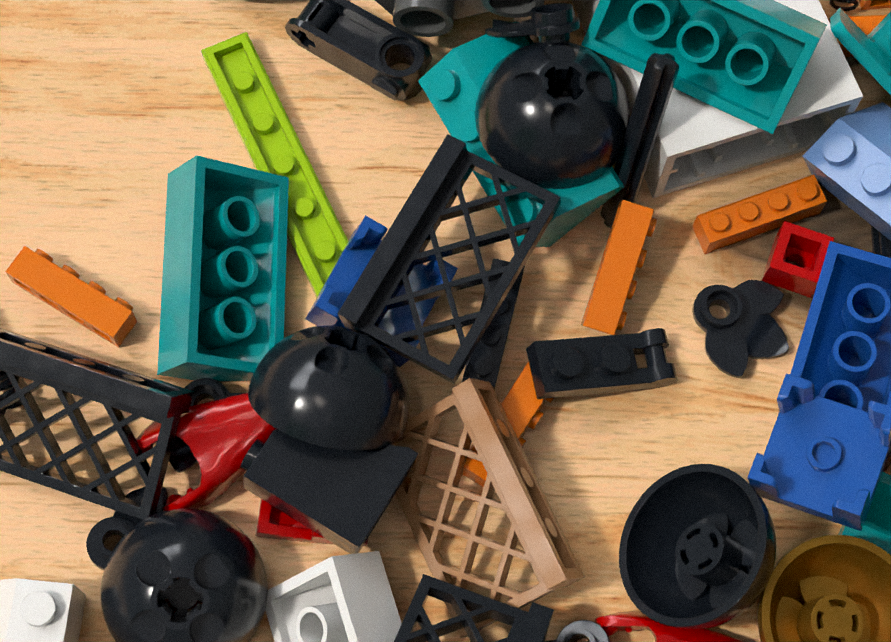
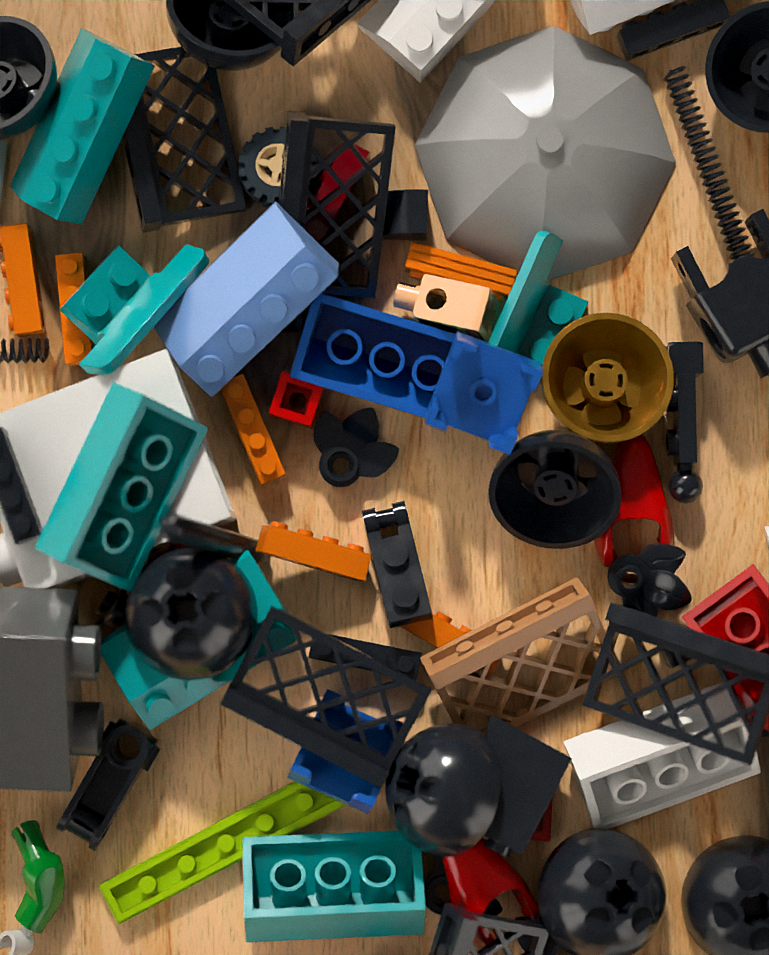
camera: 85 degrees left, 15 degrees up
(549, 22) = (117, 624): black plate -> none

